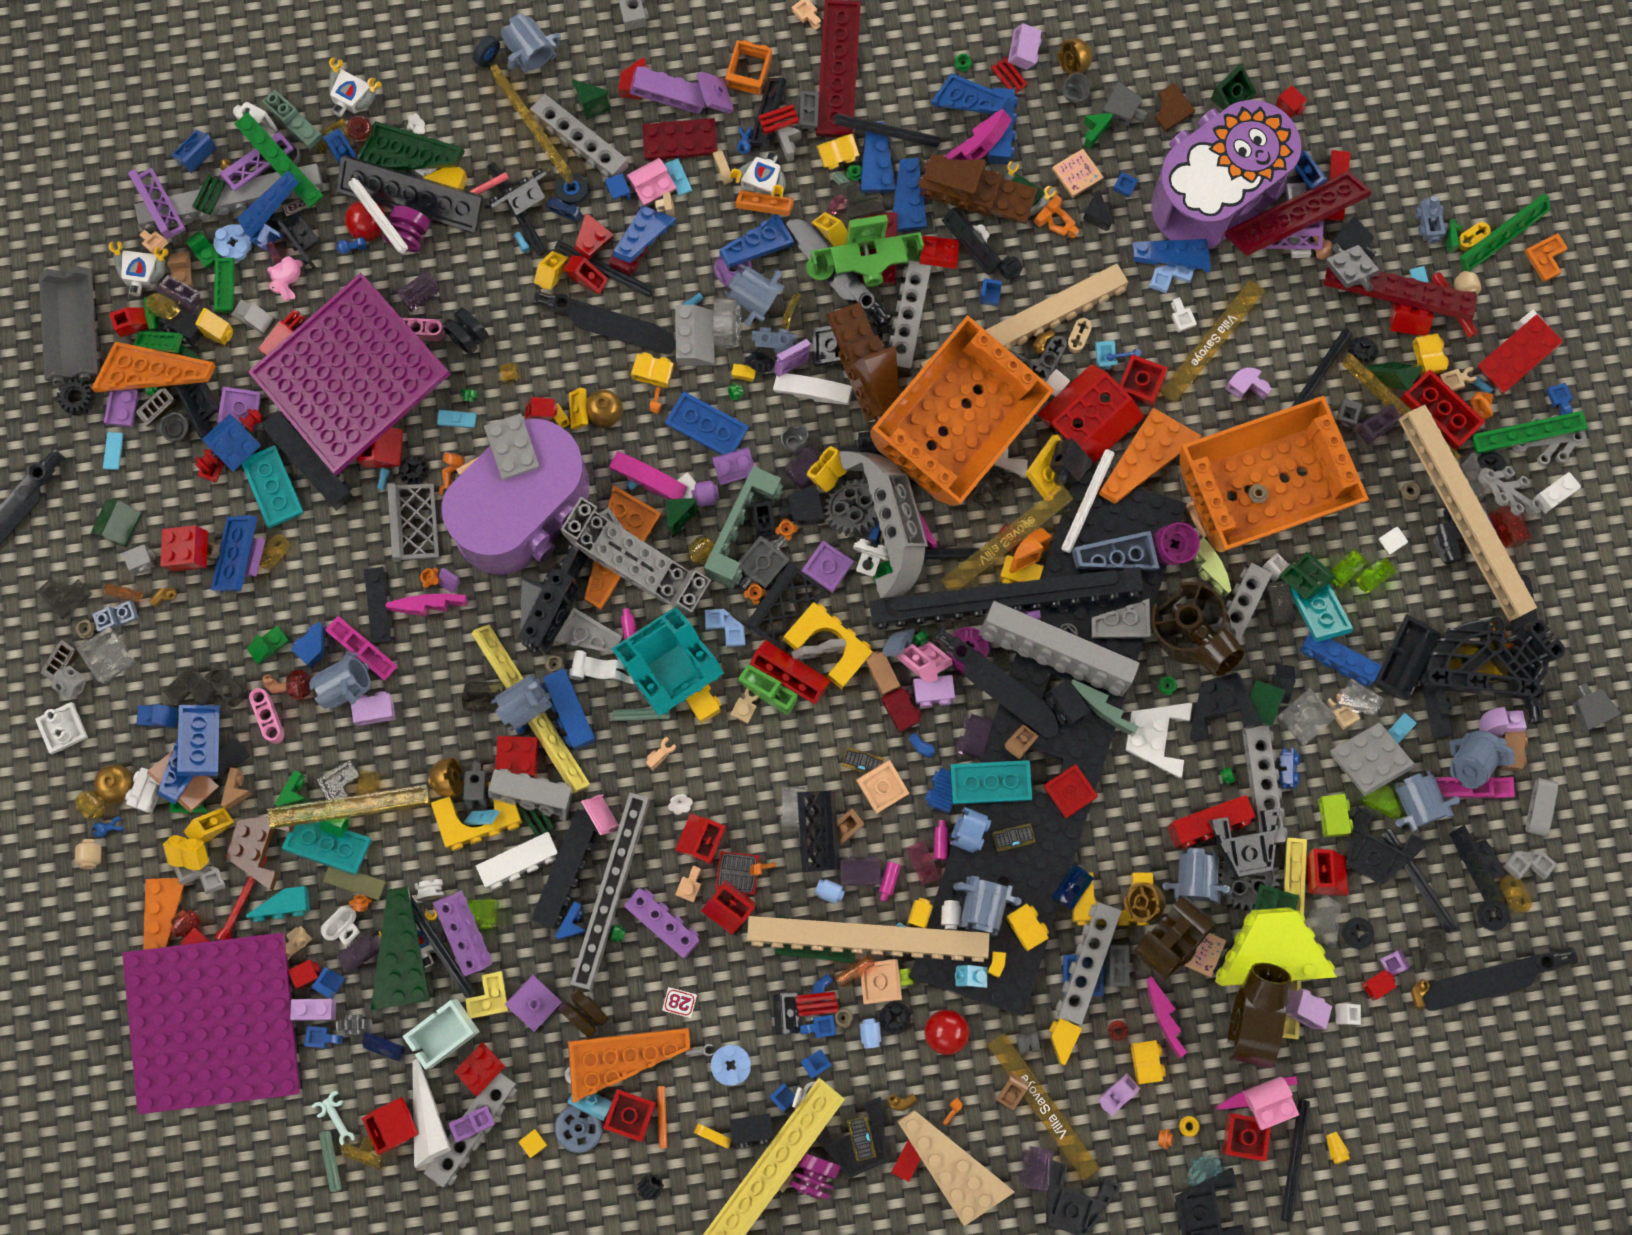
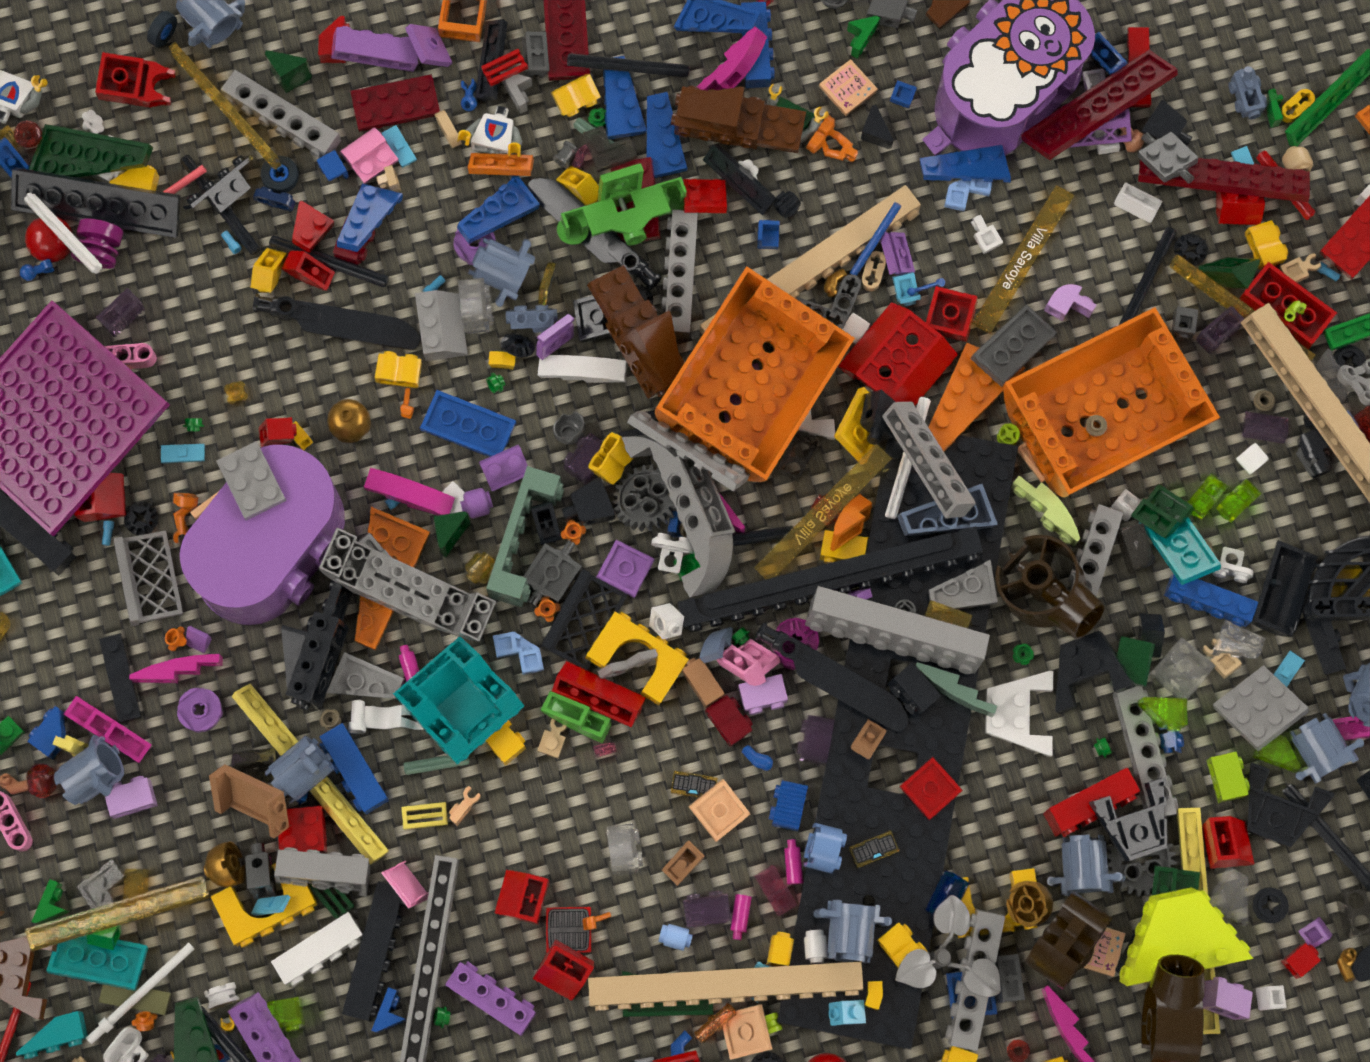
camera: 10 degrees left, 0 degrees up
(326, 656) = (70, 744): none -> light yellow plate
(327, 901) = (106, 1024): none -> white bar
(440, 652) = (201, 697): none -> medium lavender plate
(459, 97) = (138, 82): none -> red brick
(465, 331) = (180, 352): black wheel -> none
(476, 721) = (250, 797): none -> medium nougat panel
(577, 406) = (319, 424): yellow plate -> none
(625, 758) = (406, 826): none -> light yellow tile
(680, 804) = (493, 860): white plant -> none
(689, 887) = (516, 953): light nougat plate -> none
(786, 721) = (604, 749): none -> clear pink tile
(822, 201) = (566, 154): none -> dark grey bush
(826, 835) = (663, 874): black fence -> none
(857, 616) = (666, 621): none -> white brick
(926, 493) = (724, 472): none -> light grey wing
(991, 782) = (840, 790): teal plate -> none
(1040, 946) = (919, 967): none -> light grey plant
(1083, 308) = (875, 239): none -> blue bar
(1101, 321) = (897, 253): none -> medium lavender plate
(1106, 503) = (928, 459): none -> light grey brick
(1106, 641) = (947, 614): none -> clear yellow tile
(1149, 229) = (937, 141): none -> medium lavender plate
(1179, 489) = (1011, 432): none -> lime wheel
(1185, 544) = (1022, 498): magenta wheel -> none
(1194, 415) = (1013, 345): none -> dark grey tile
(1287, 751) = (1166, 712): none -> clear neon green slope
(1320, 304) = (1137, 202): none -> white slope
(1370, 640) = (1240, 573): none -> white bracket
(1408, 514) = (1265, 427): none -> slope
(1449, 411) = (1296, 306): none -> lime arm
(1481, 404) = (1330, 293): orange piece -> none

